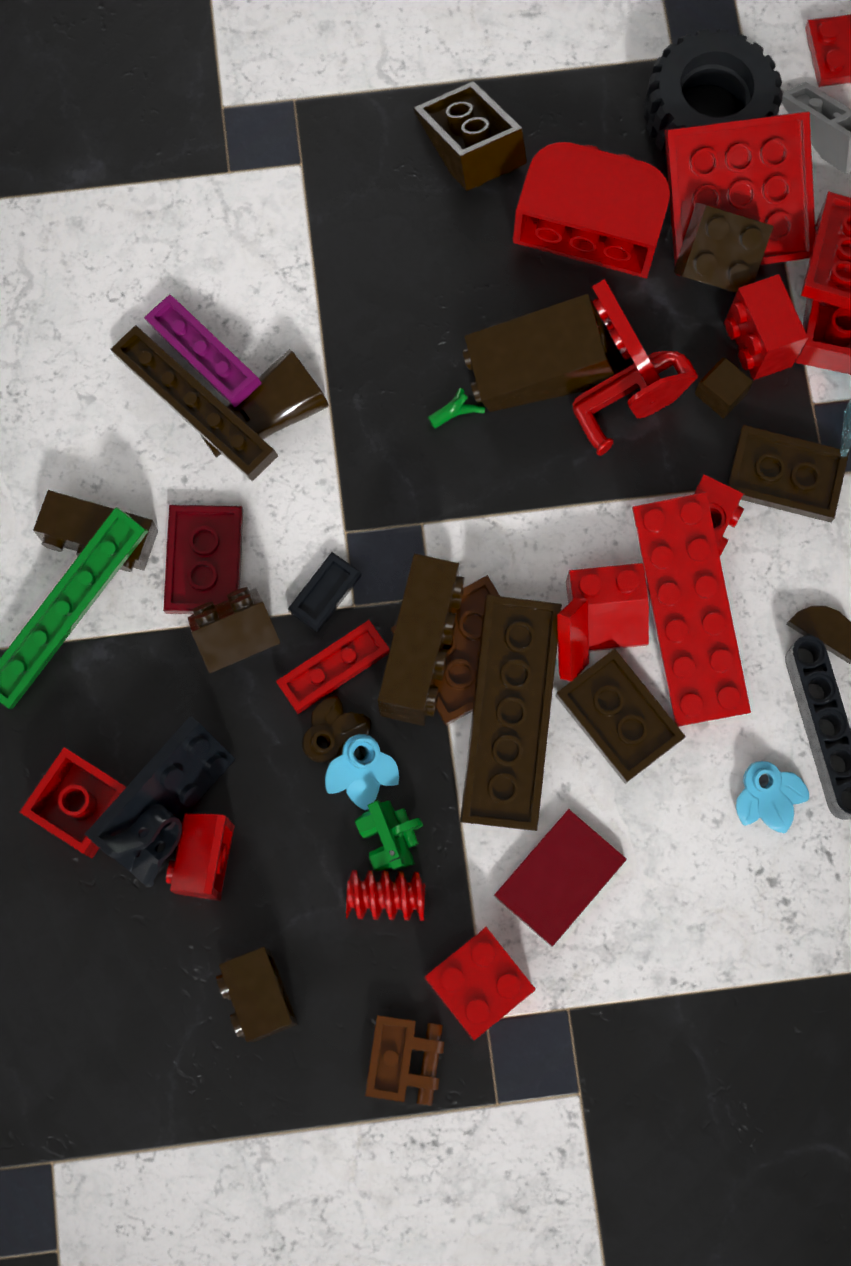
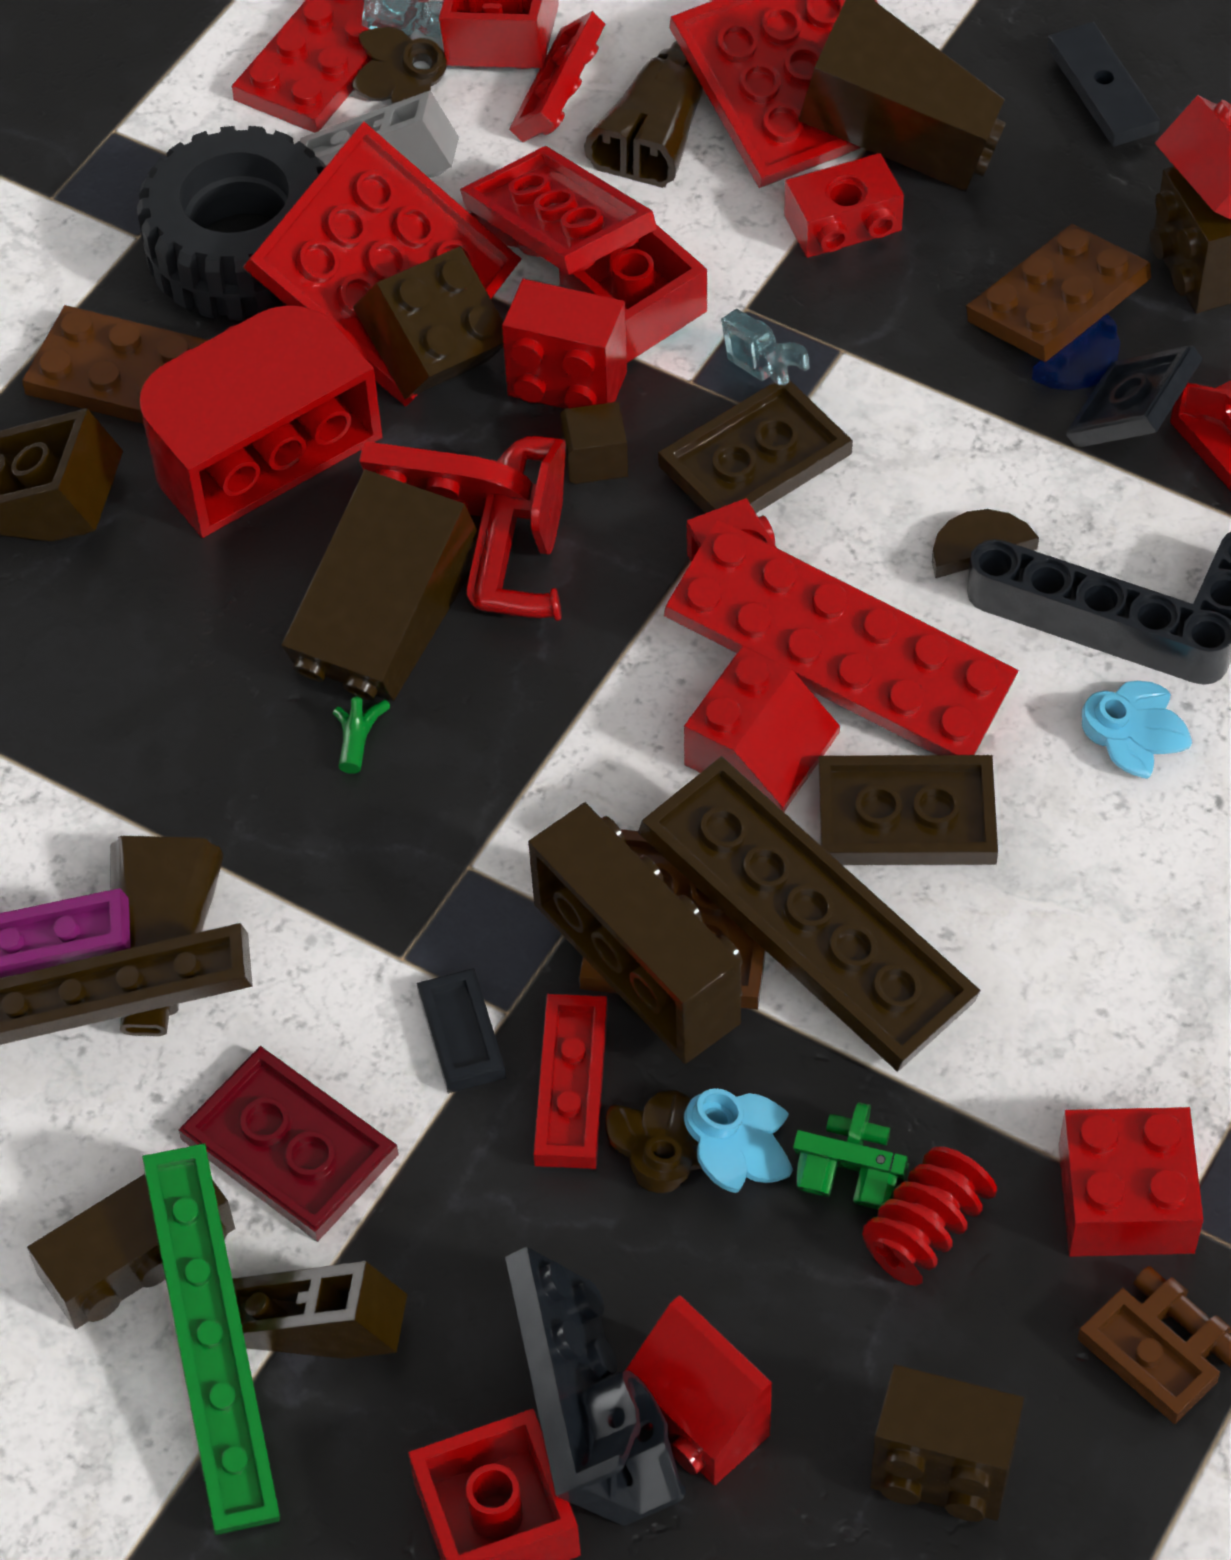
camera: 50 degrees left, 20 degrees down
(119, 644) = (322, 1311): none -> dark brown slope
(232, 629) = (425, 1144): dark brown brick -> none
(560, 877) = (1059, 1012): dark red tile -> none
(573, 639) = (771, 779): red tile -> none
(580, 108) = (101, 361): none -> reddish brown plate

